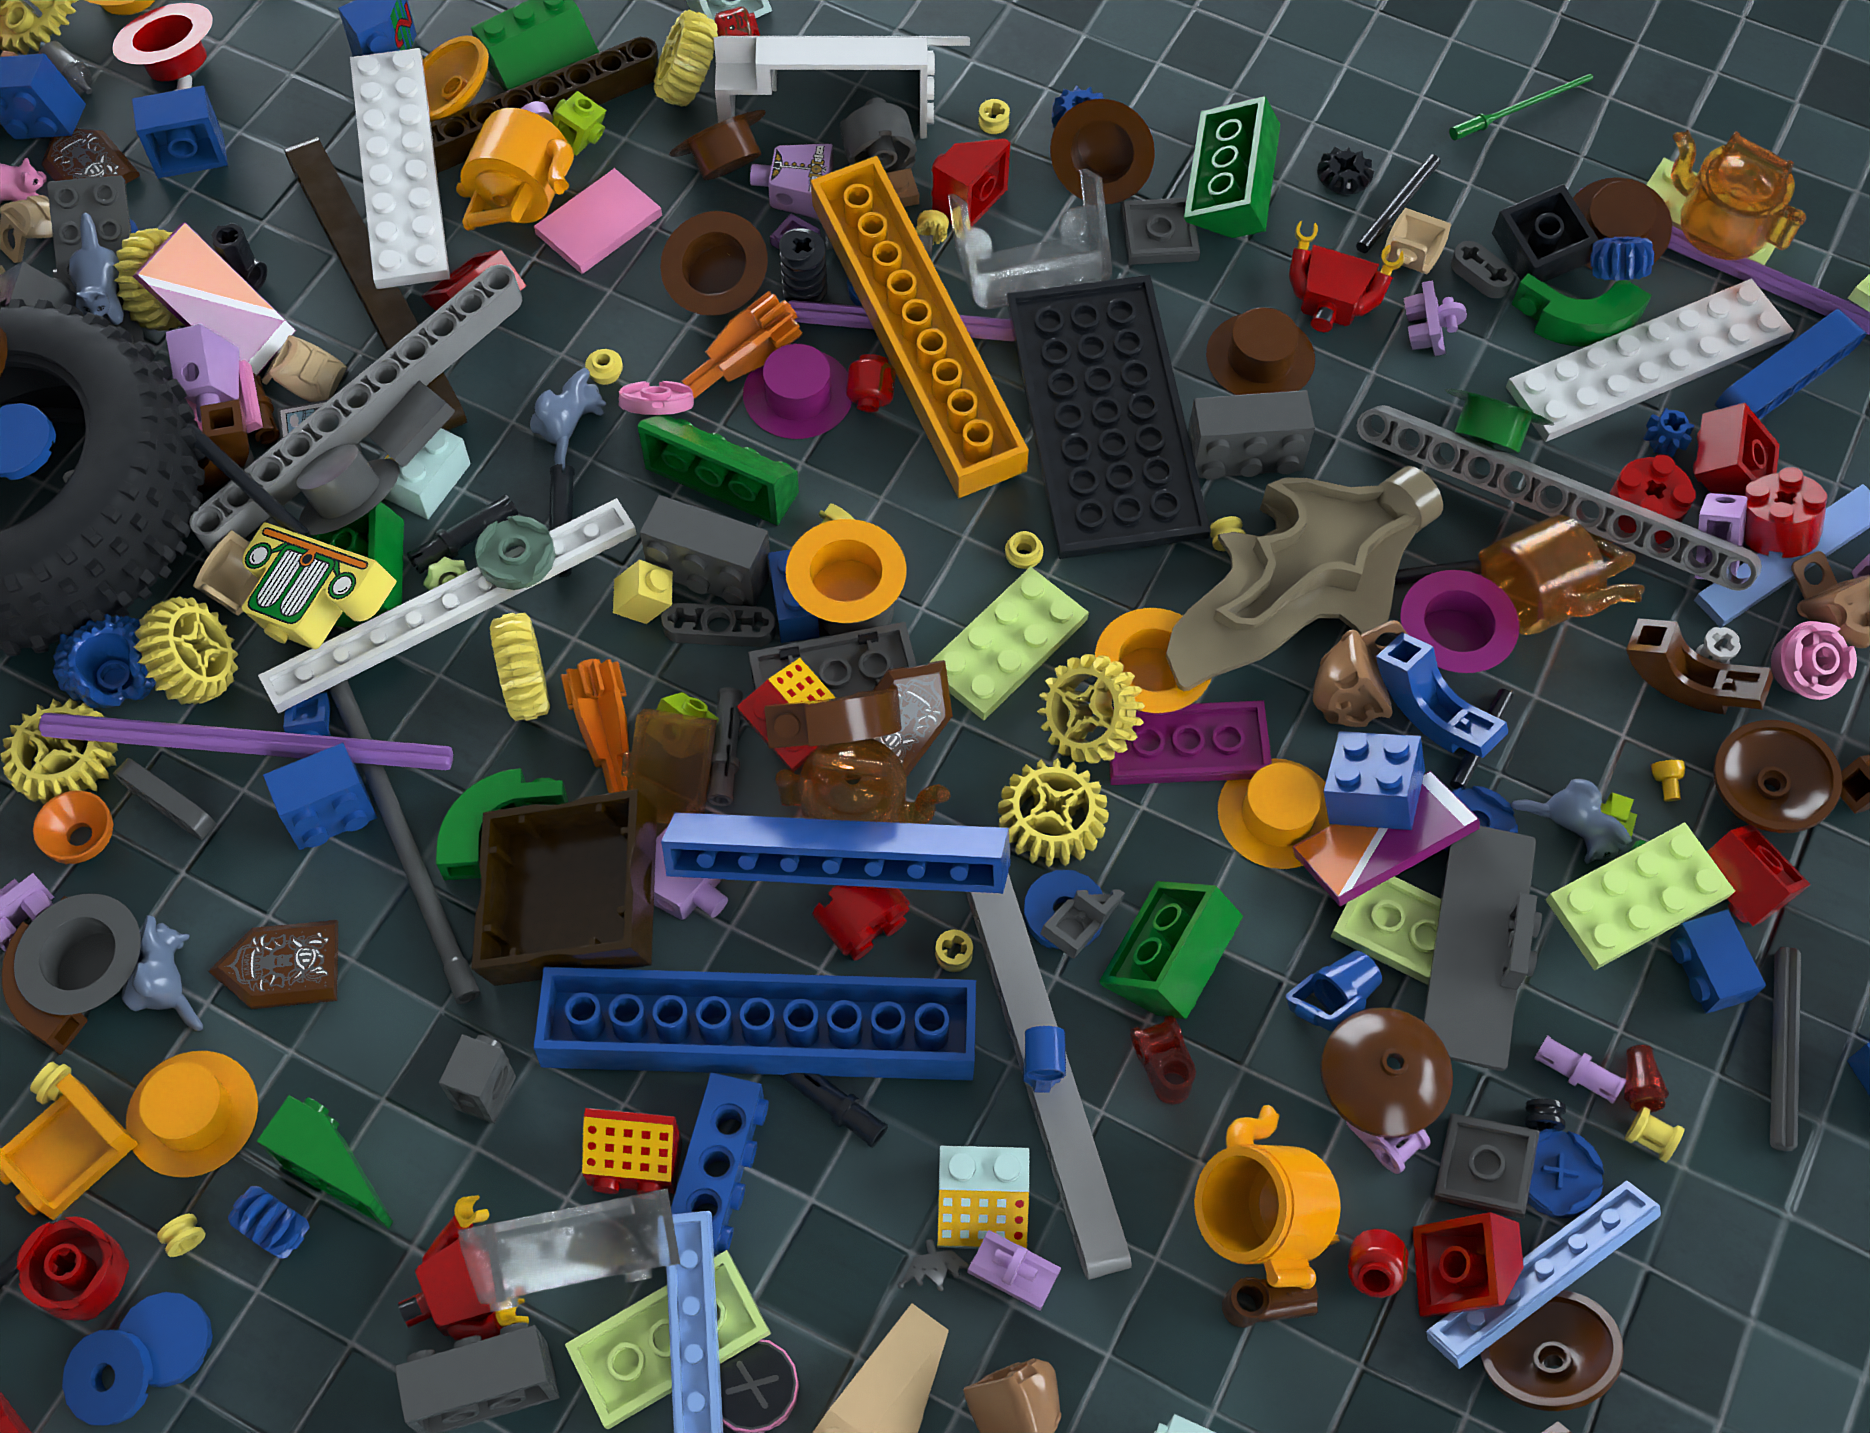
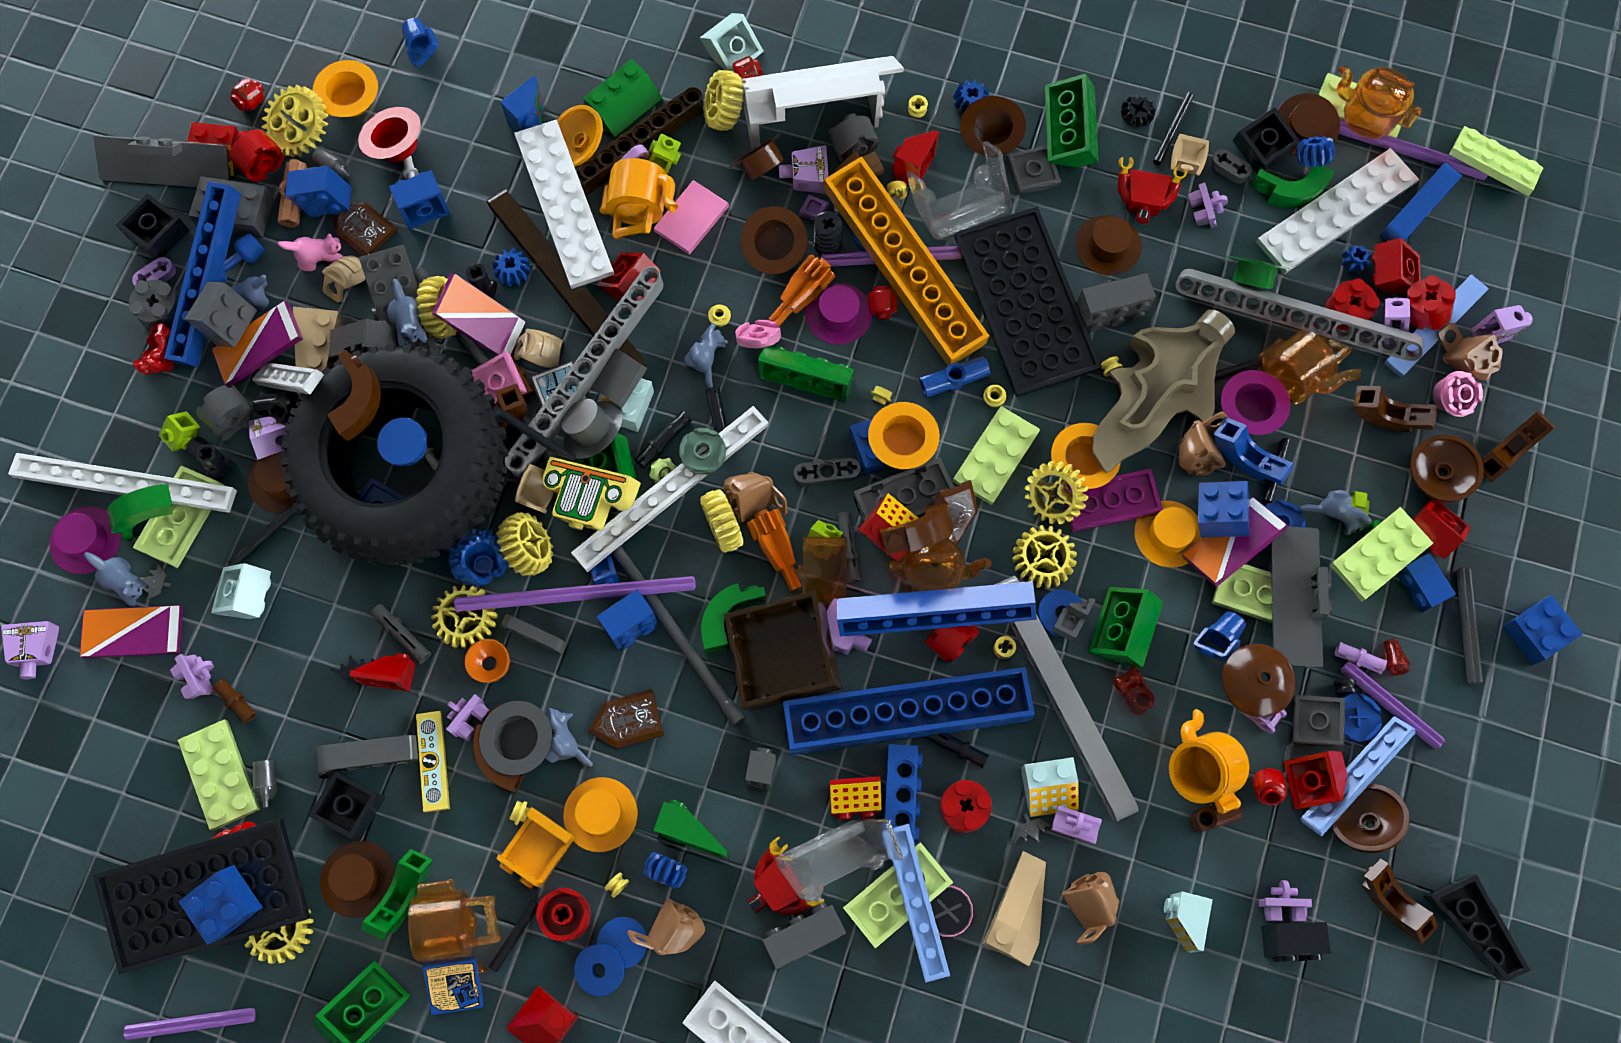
camera: 10 degrees left, 10 degrees up
(204, 365) = (487, 364): lavender torso -> none
(257, 1330) = (673, 930): none -> medium nougat piece
(294, 249) = (509, 275): none -> blue gear
(578, 632) = (751, 494): none -> medium nougat piece
(642, 592) = (780, 461): light yellow brick -> none
(707, 551) = (812, 430): dark grey brick -> none
(822, 1179) = (978, 801): none -> red brick
(942, 512) = (967, 371): none -> blue piece
(1044, 1057) = (1075, 708): blue piece -> none
(1482, 121) = (1214, 64): green piece -> none
(1628, 1162) = (1392, 705): none -> medium lavender axle
(1654, 1134) = (1405, 688): light yellow bush -> none
(1669, 773) = (1385, 475): yellow piece -> none
(1713, 642) = (1403, 396): white bush -> none

